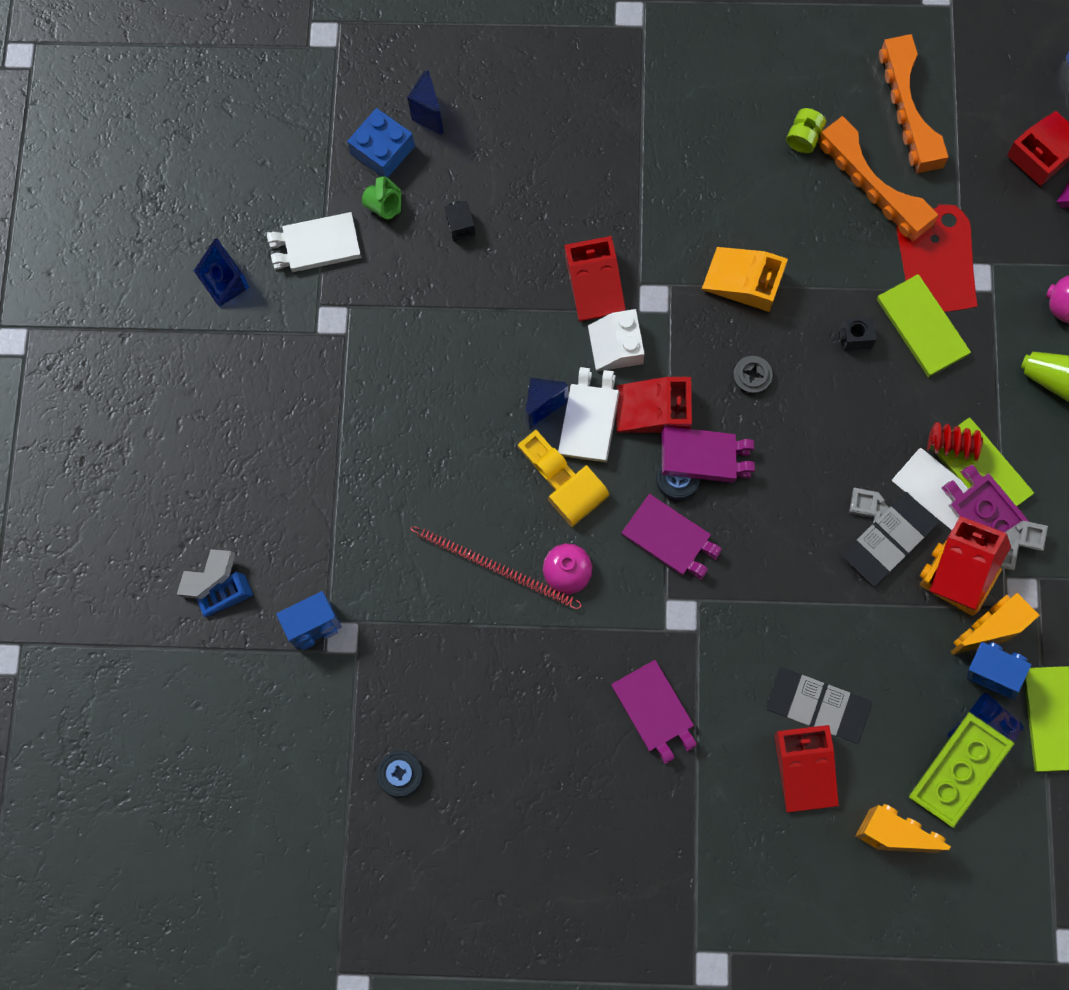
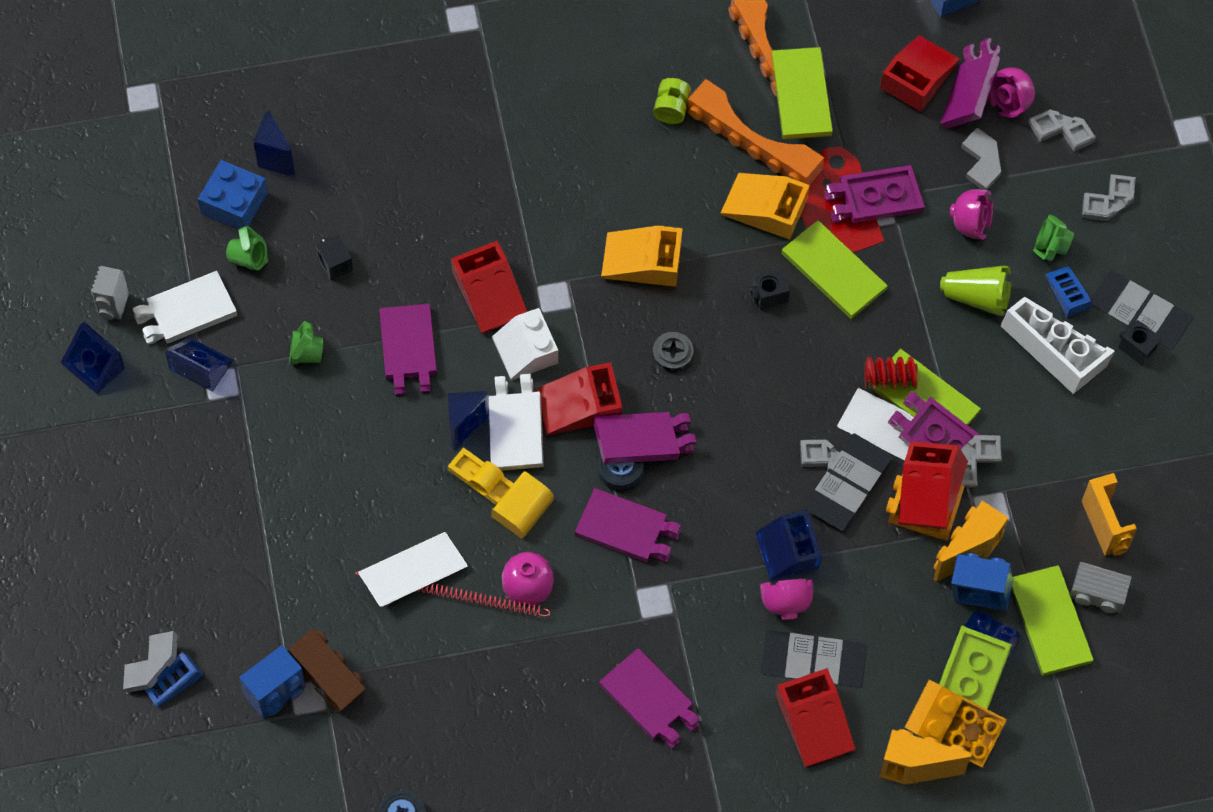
camera: 20 degrees left, 10 degrees down
(248, 215) = (110, 293): none -> light grey brick
(315, 296) = (198, 363): none -> clear blue slope
(360, 618) = (326, 670): none -> reddish brown wedge
(413, 301) = (305, 346): none -> bright green piece
(463, 536) = (412, 569): none -> white sticker
(508, 319) = (408, 345): none -> magenta tile
(806, 643) = (787, 597): none -> dark pink cylinder
(819, 591) = (789, 545): none -> clear blue slope
(873, 247) = (767, 202): none -> light orange slope
(931, 147) = (801, 93): none -> lime tile
(940, 805) = (955, 721): none -> light orange slope
(979, 260) = (875, 195): none -> magenta tile

